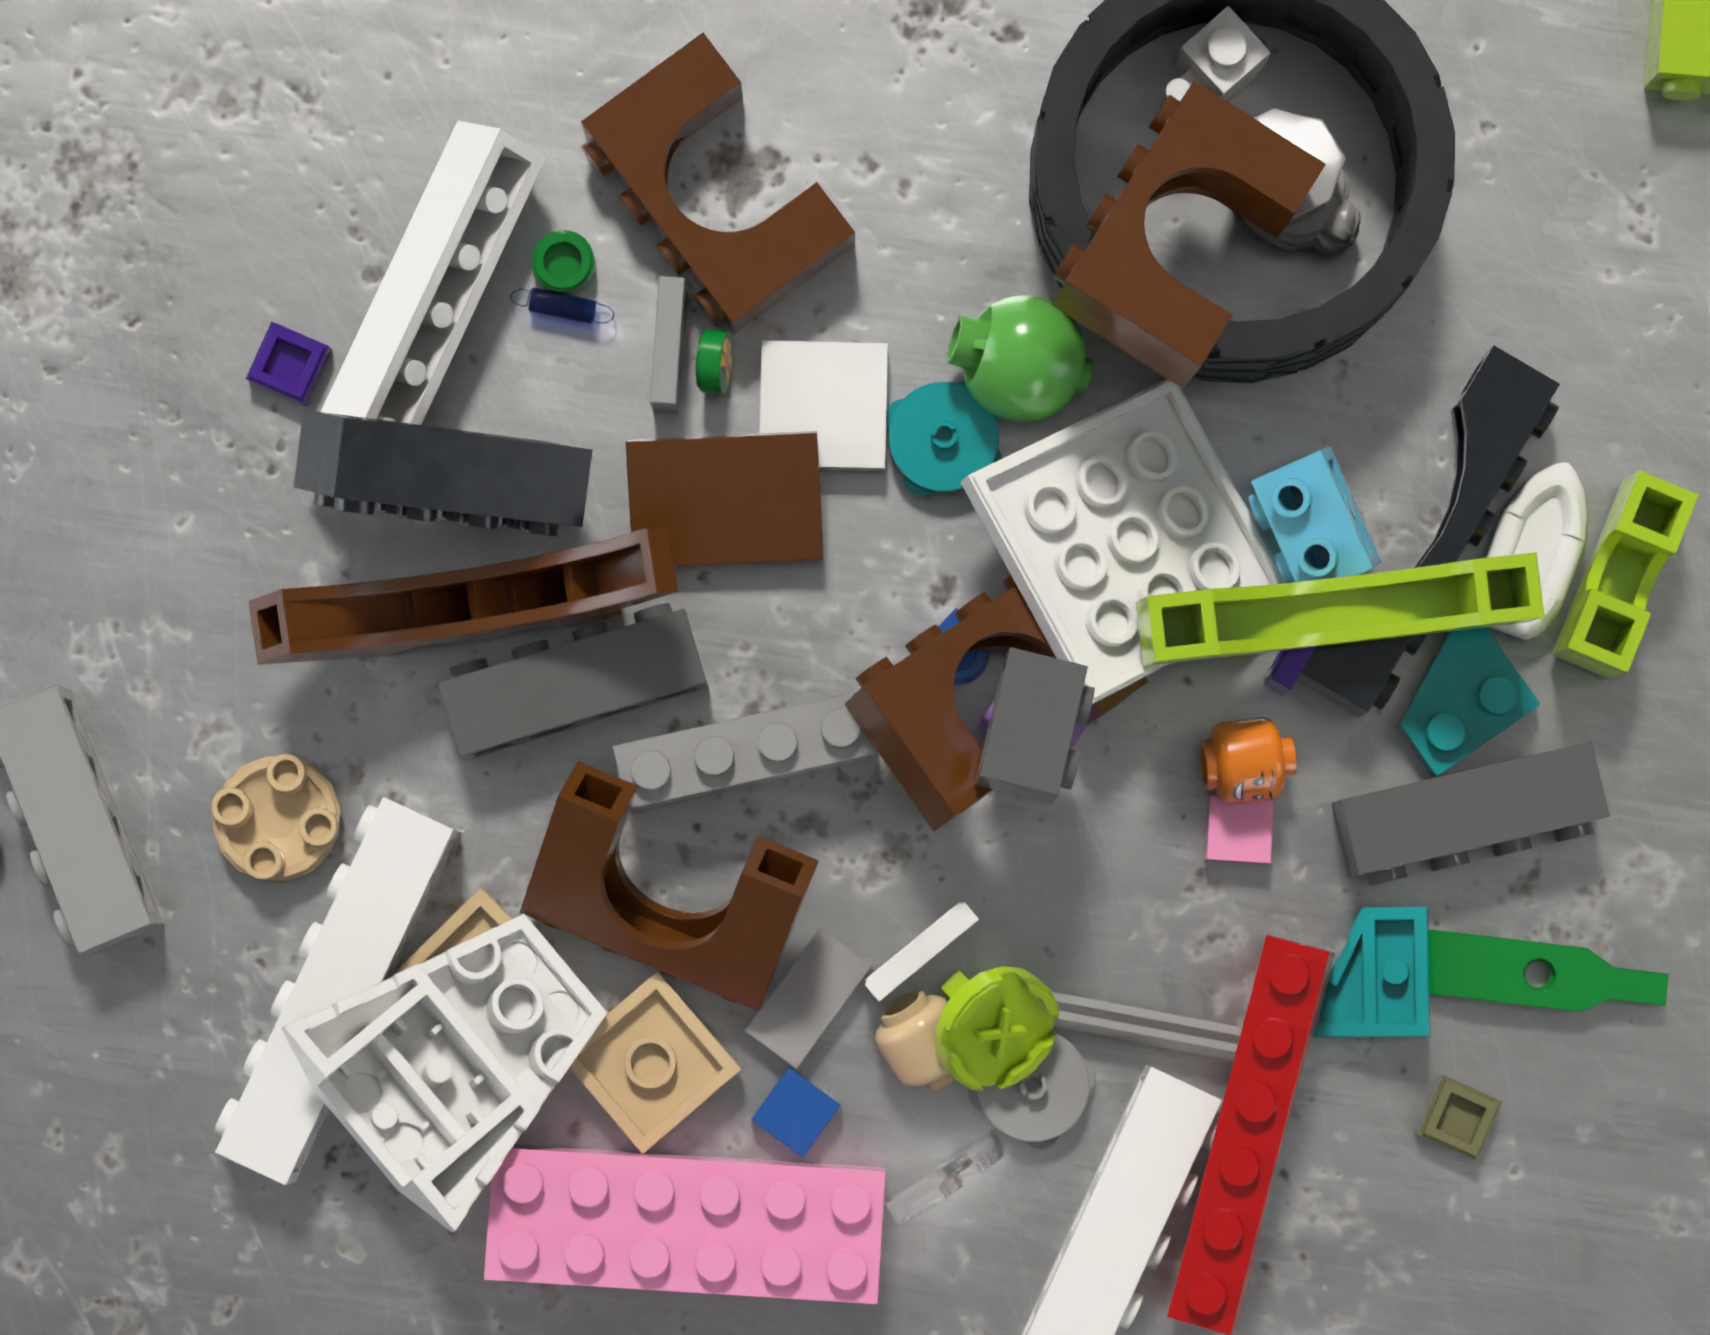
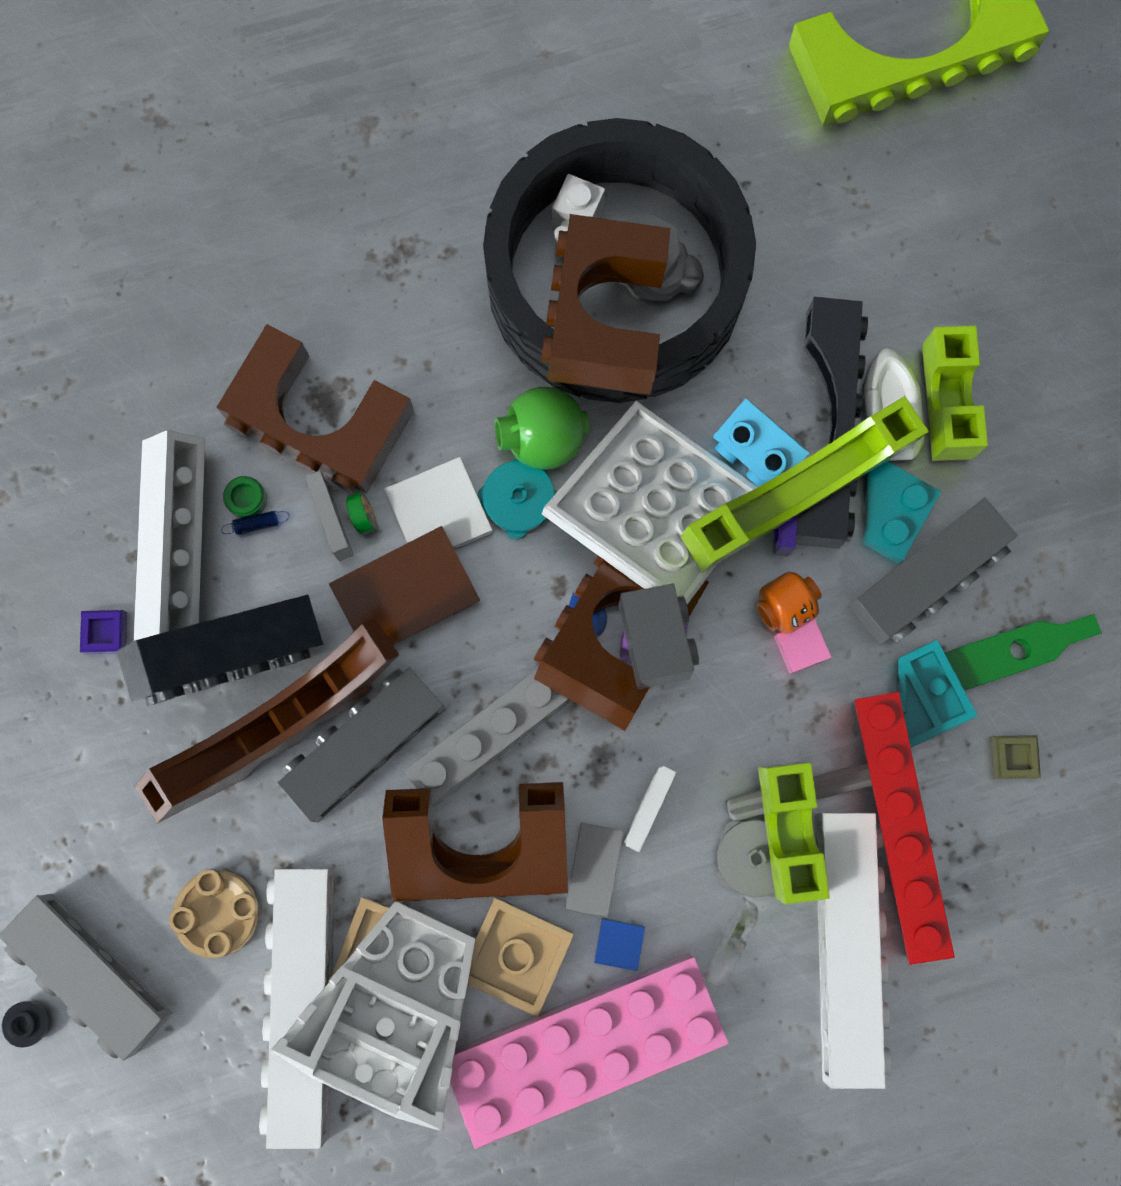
camera: 25 degrees left, 5 degrees down
(909, 1040) = (676, 863): tan head -> none
(995, 1026) = (717, 833): lime tile -> none
(1095, 1071) = (794, 855): none -> lime arch

